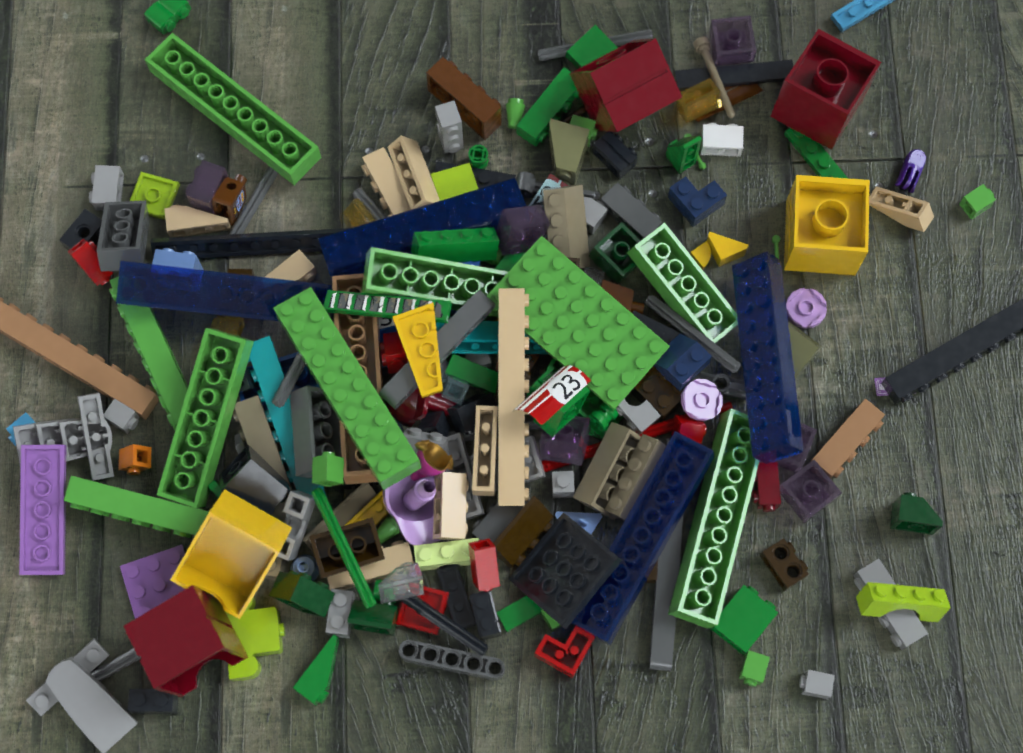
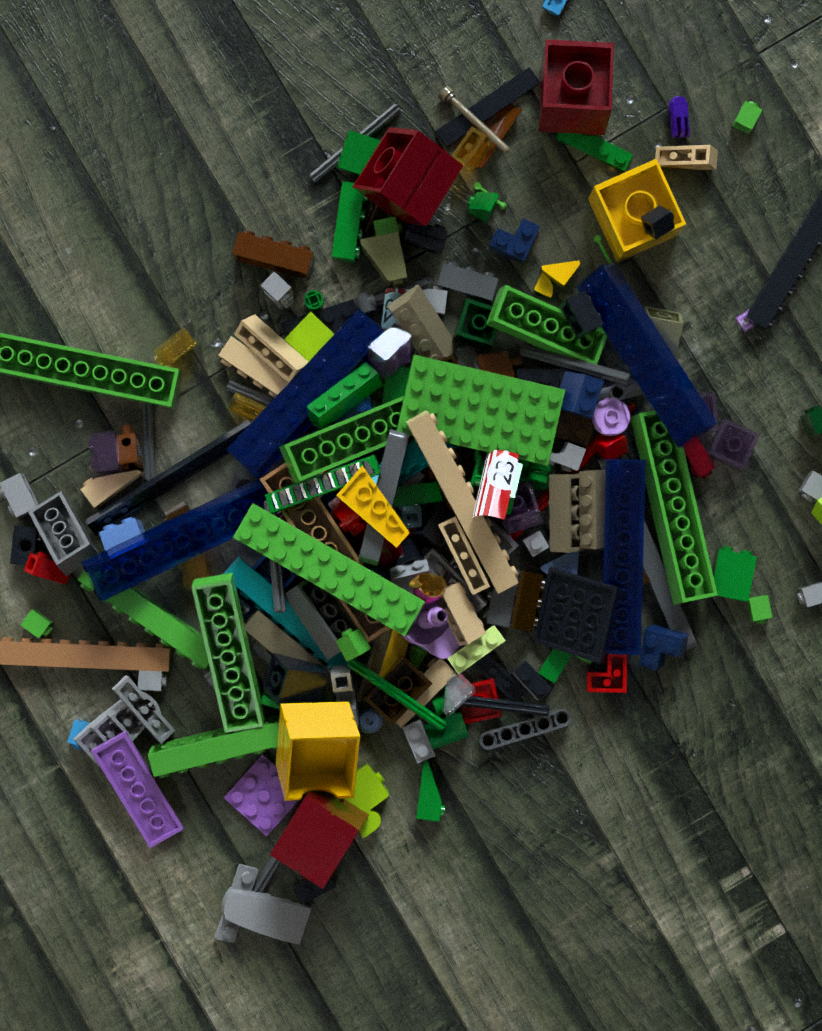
camera: 30 degrees left, 15 degrees up
(49, 308) = (37, 624): none -> bright green brick
(135, 459) = (185, 709): orange brick -> none
(157, 192) = (62, 477): lime tile -> none
(296, 268) = (218, 483): tan slope -> none
(302, 593) = (384, 744): dark green brick -> none
(327, 131) = (174, 347): none -> clear yellow brick
(484, 565) = (512, 646): brick -> none
(514, 109) = (321, 243): bright green cone -> none
(633, 644) = (659, 642): none -> dark blue brick
(722, 140) = (508, 174): white brick -> none
(723, 288) = (581, 314): none -> black brick
(732, 40) = (471, 78): clear purple brick -> none
(779, 567) = (739, 518): dark brown brick -> none
(806, 308) = (651, 287): lavender tile -> none
(841, 235) = (658, 222): none -> black brick
(848, 437) = (740, 383): medium nougat brick -> none

